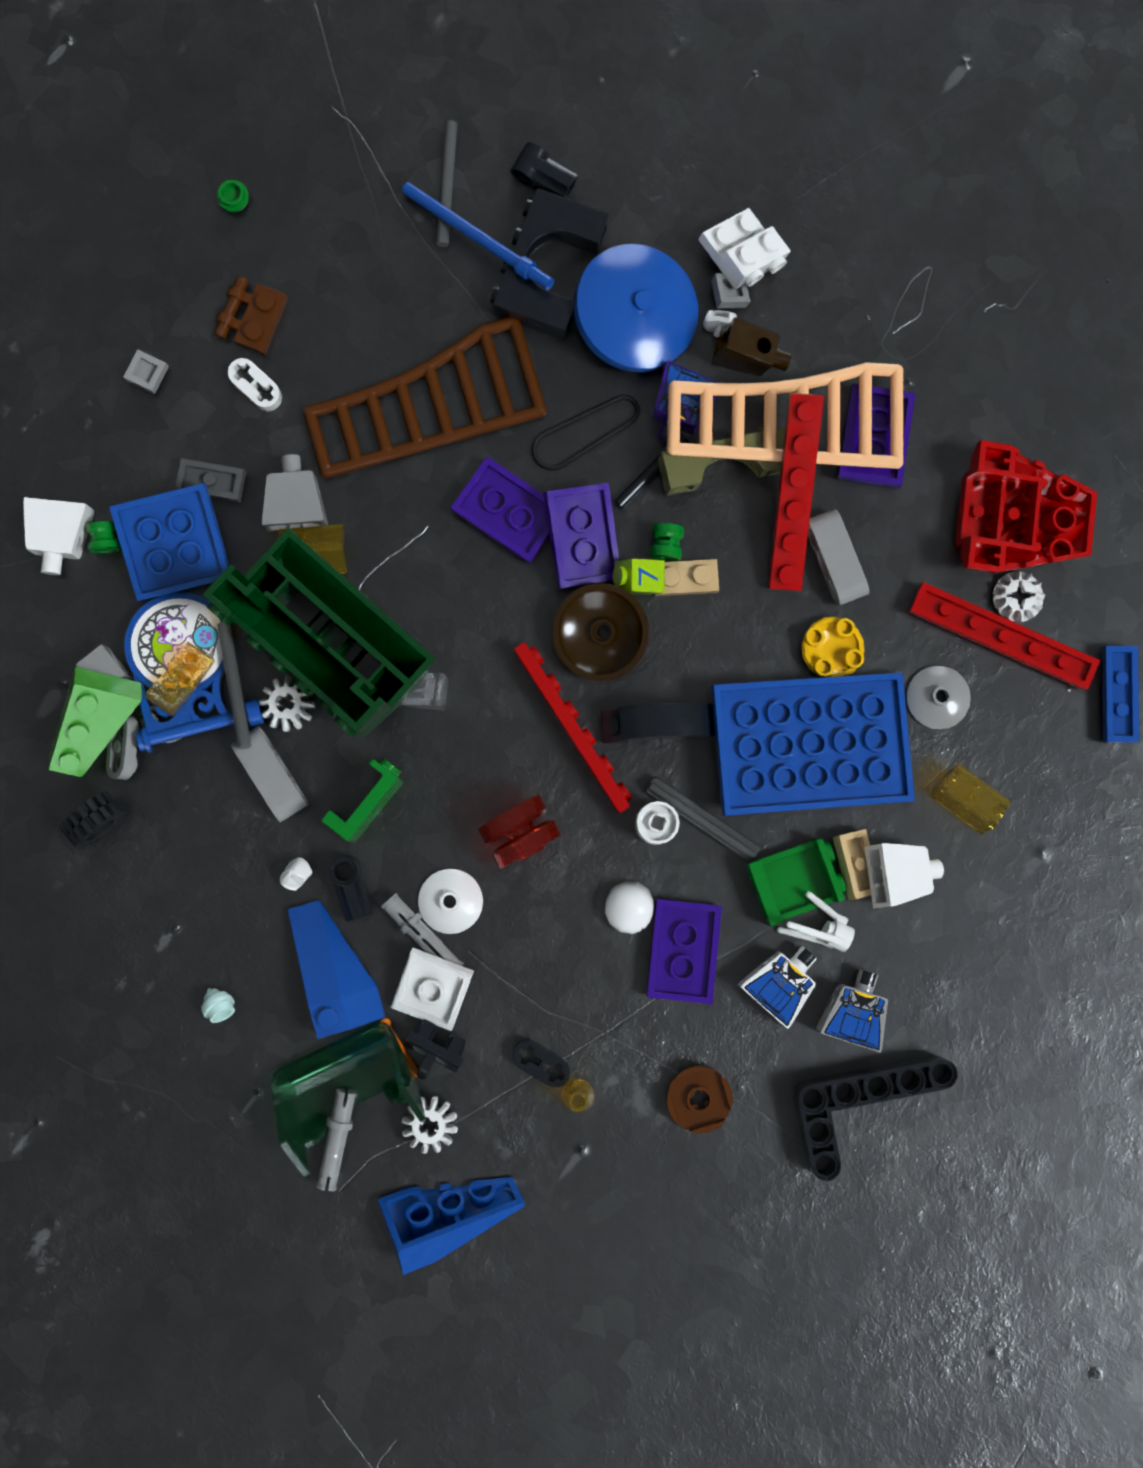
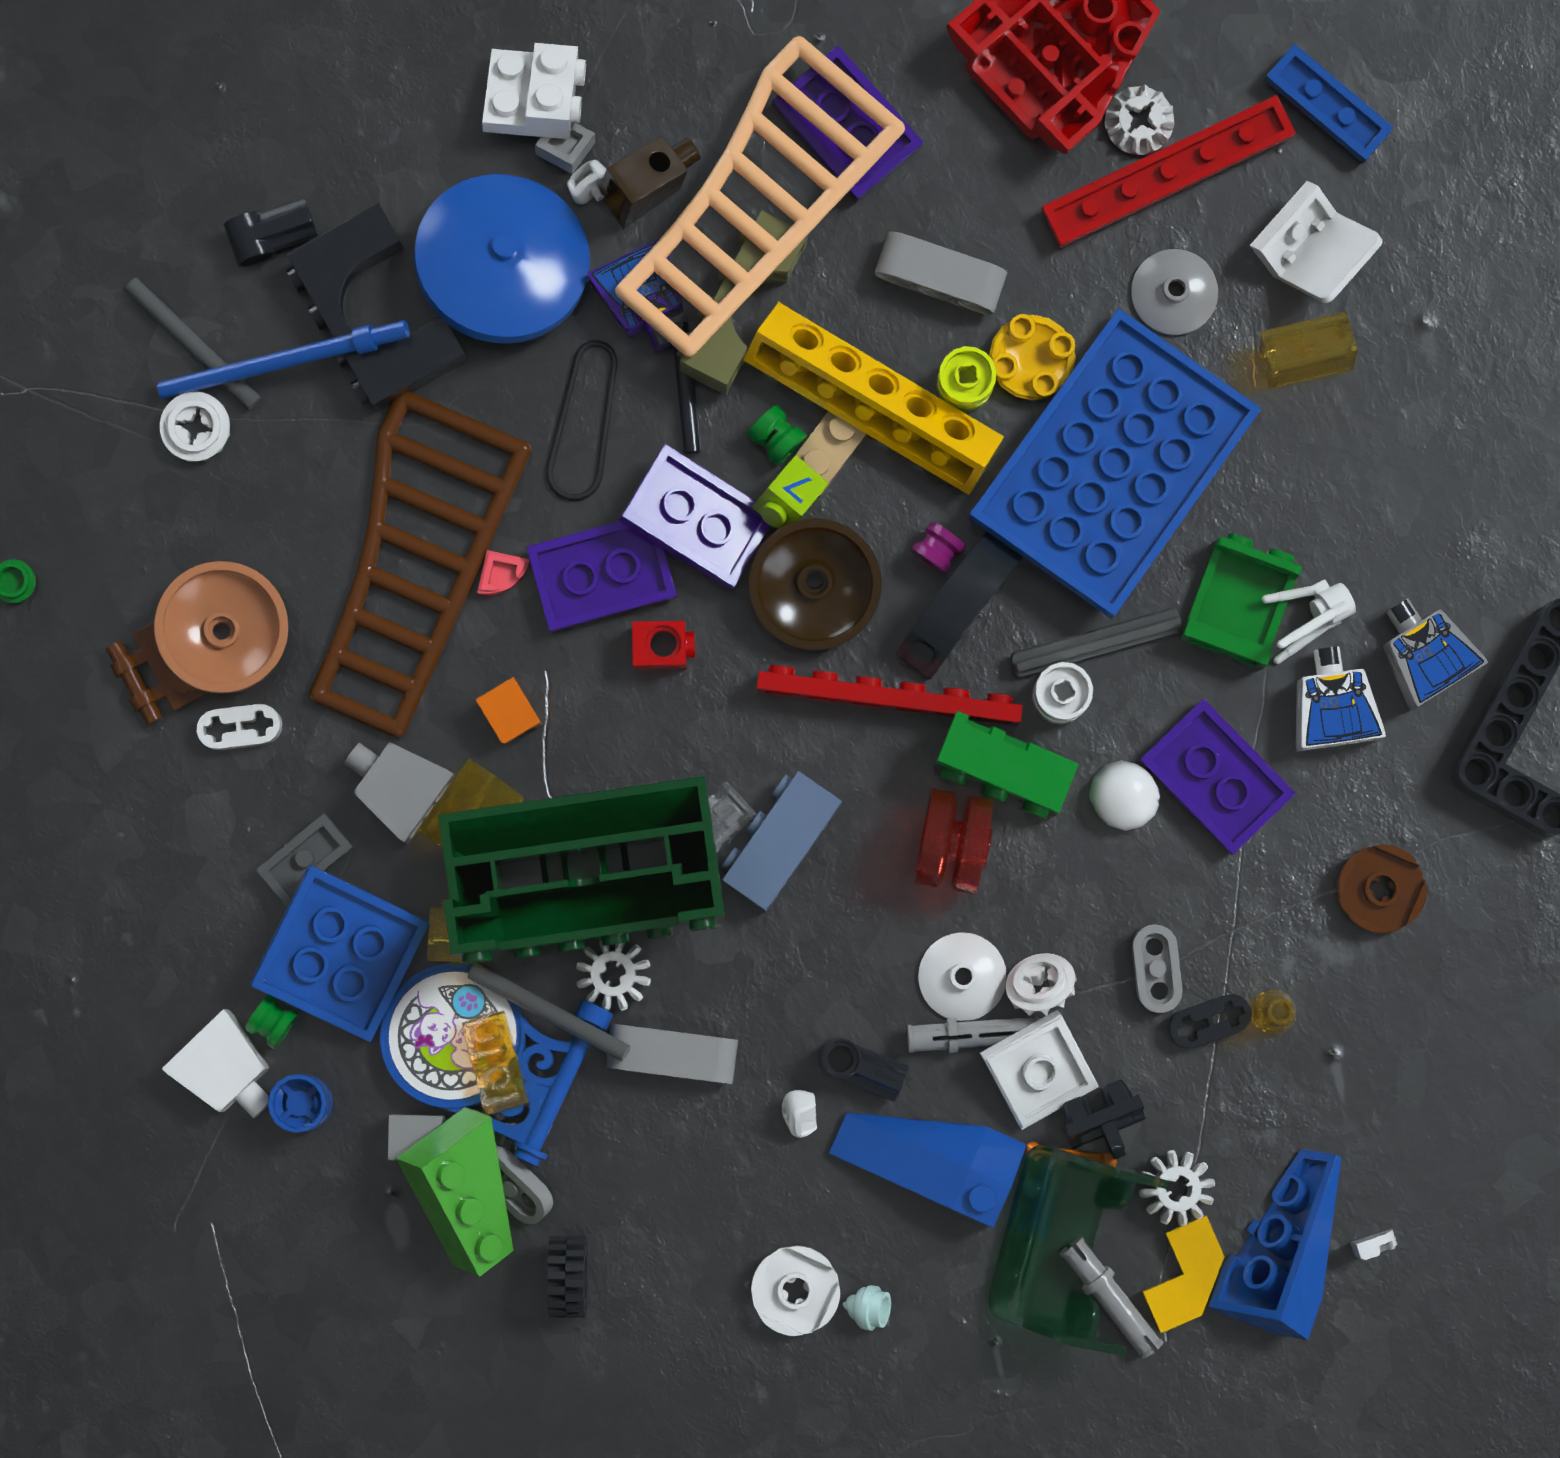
camera: 45 degrees left, 0 degrees up
(69, 590) = (300, 1103): none -> blue wheel
(146, 371) = (128, 830): light grey plate -> none
(184, 972) = (804, 1314): none -> white plate
(295, 304) = (213, 597): none -> nougat dish
(354, 827) = (805, 1011): green panel -> none
(374, 1180) = (1187, 1294): none -> yellow tile
(386, 522) = (508, 711): none -> orange panel
(406, 209) = (183, 410): none -> white gear
(440, 734) = (780, 839): none -> sand blue brick
(461, 456) = (501, 573): none -> coral tile
(487, 940) = (1033, 972): none -> white gear
(489, 1264) = (1373, 1245): none -> white tile
(493, 562) = (646, 631): none -> red brick
(546, 1008) = (1159, 968): none -> light grey plate
(587, 825) = (1005, 766): none -> green wedge
(680, 685) = (938, 548): none -> magenta wheel
(733, 577) = (873, 398): none -> yellow brick
(788, 620) = (966, 378): none -> neon yellow wheel
(795, 491) = (839, 259): red plate -> none
(853, 863) = (1277, 523): tan plate -> none
(900, 873) = (1323, 487): white torso -> none
(1033, 752) = (1314, 245): none -> white bracket

